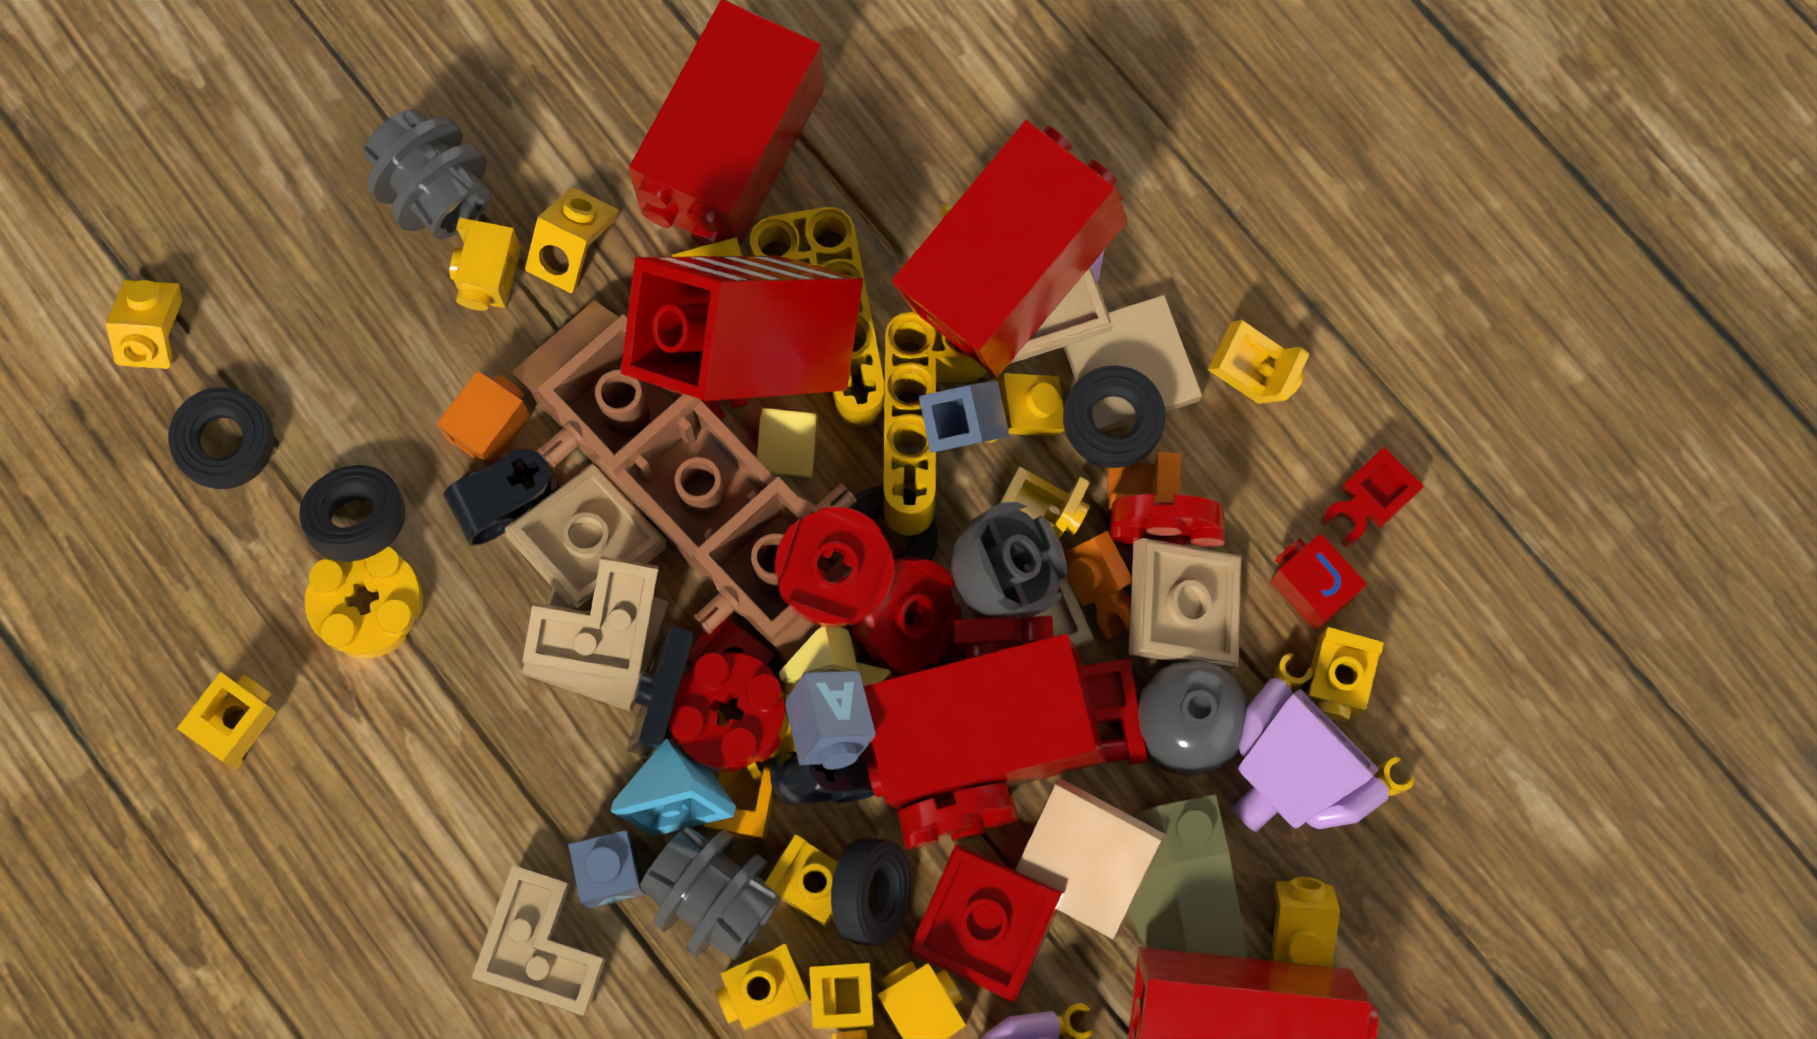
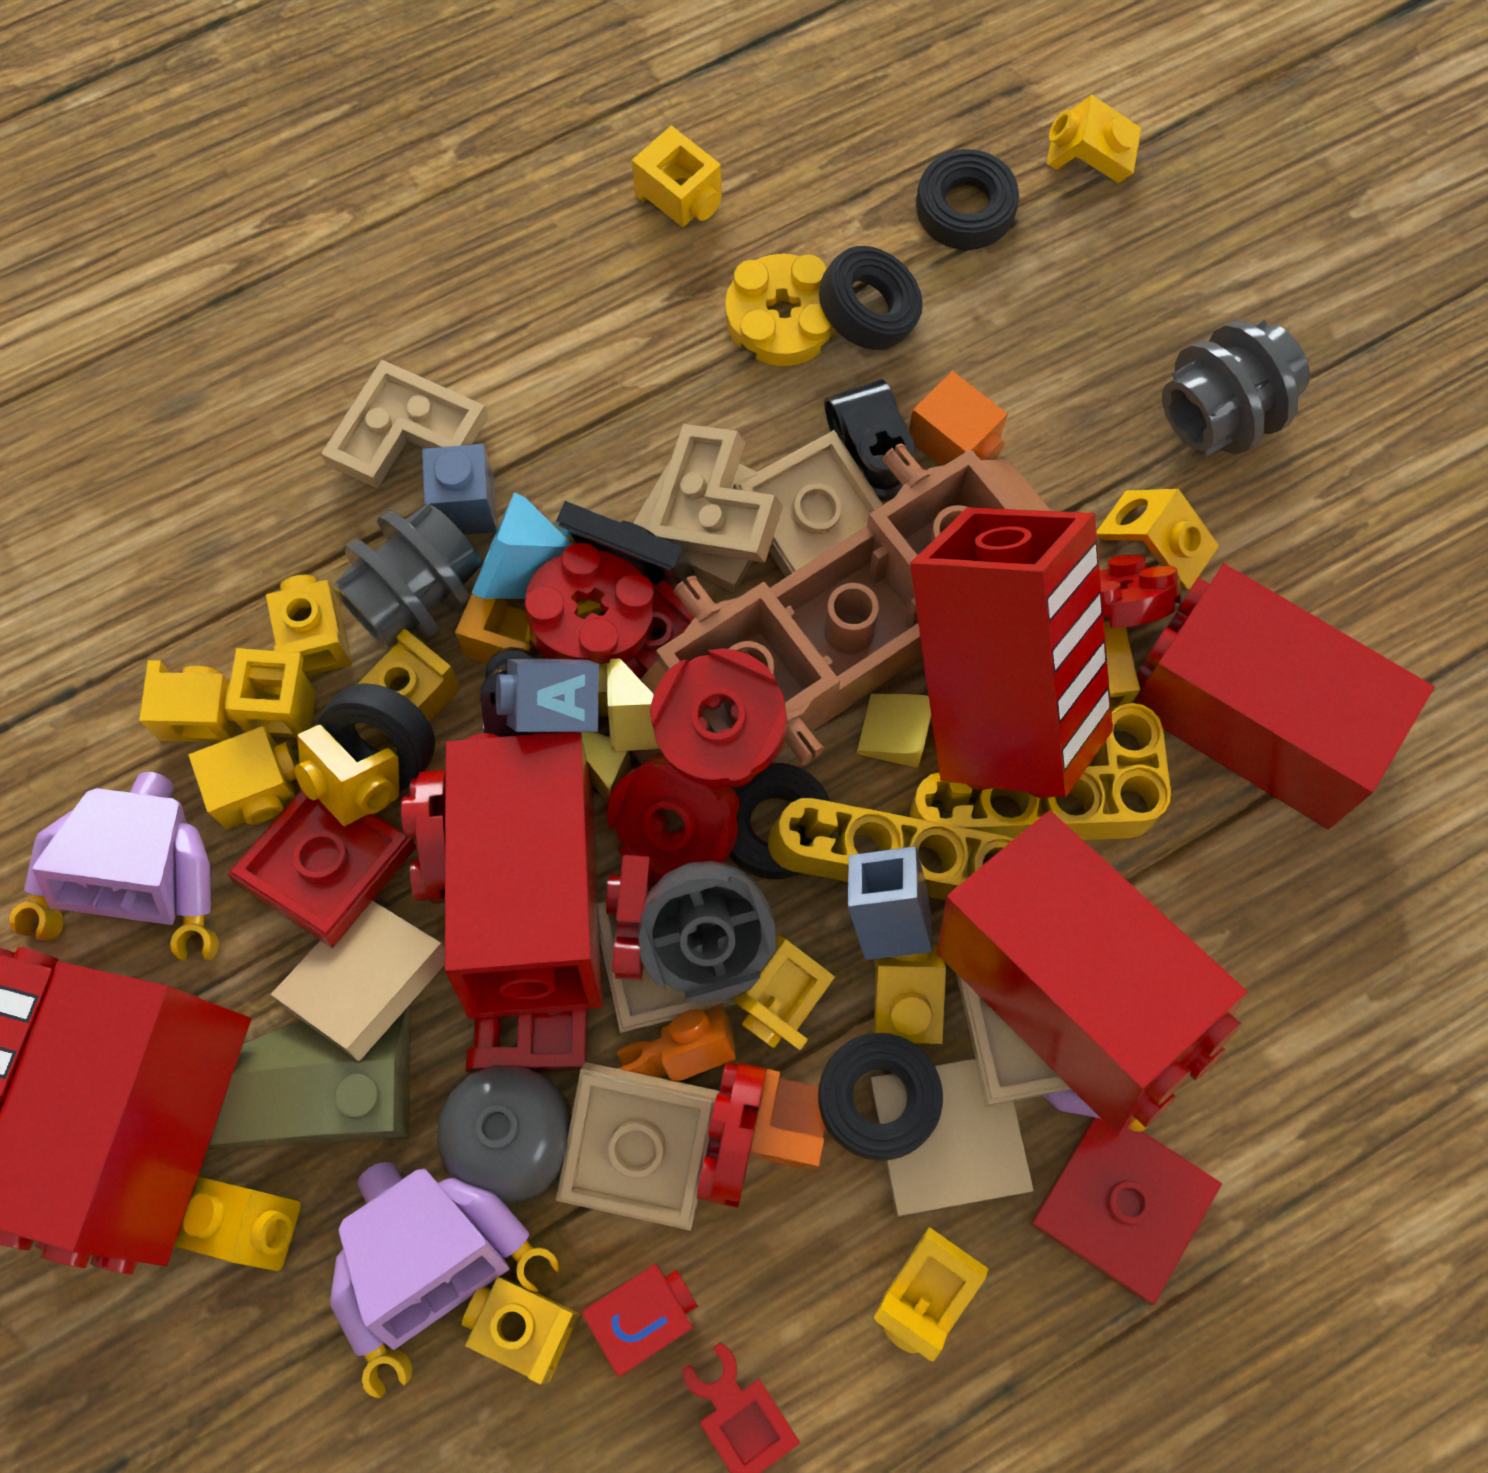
camera: 100 degrees right, 5 degrees down
(485, 264) = (1130, 444): yellow brick -> none
(639, 234) = (1137, 592): none -> red plate
(918, 915) = (341, 783): none -> yellow bracket
(1167, 227) = (1126, 1207): none -> red plate

